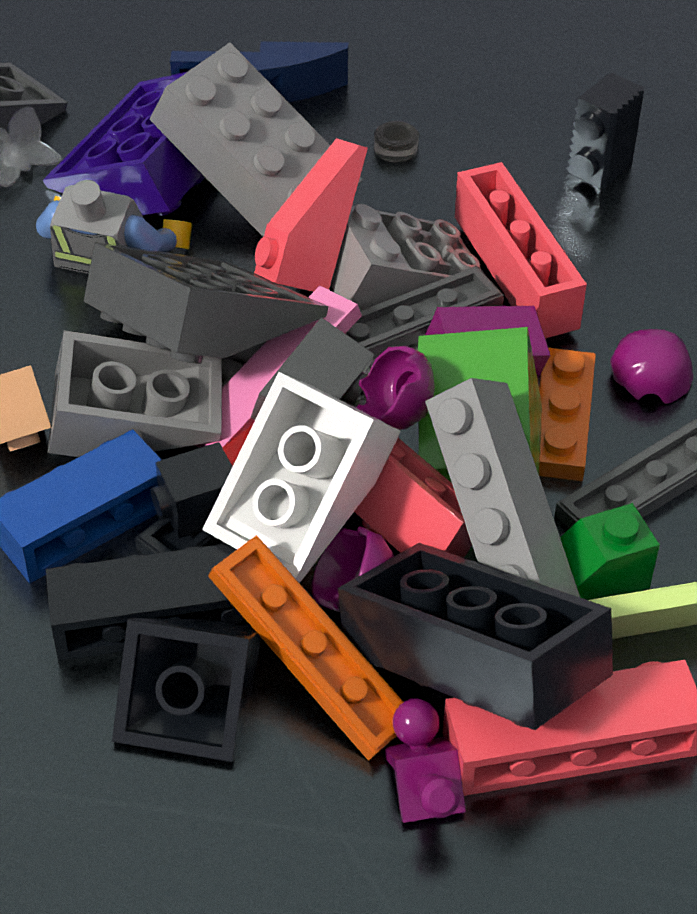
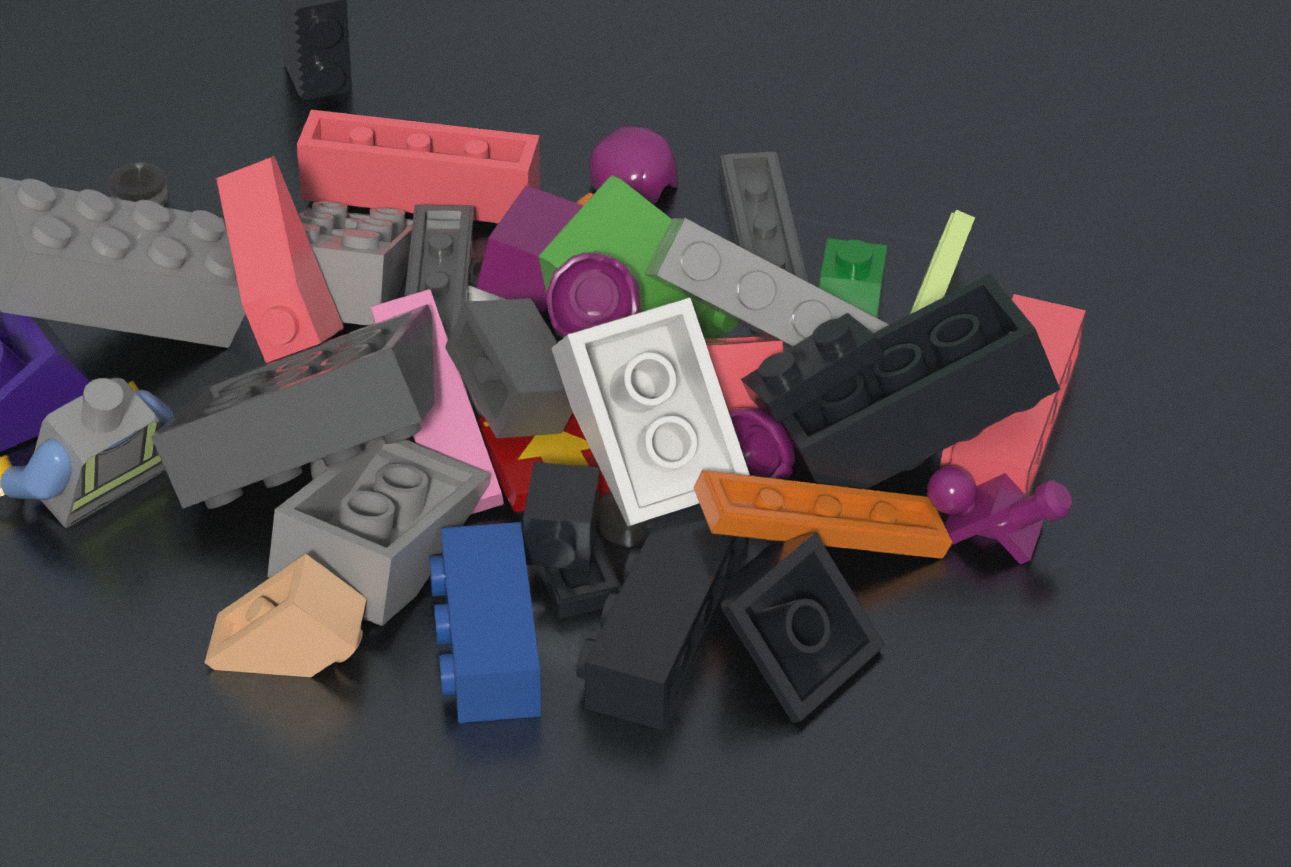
camera: 60 degrees left, 5 degrees down
(439, 553) = (812, 367): none -> black plate

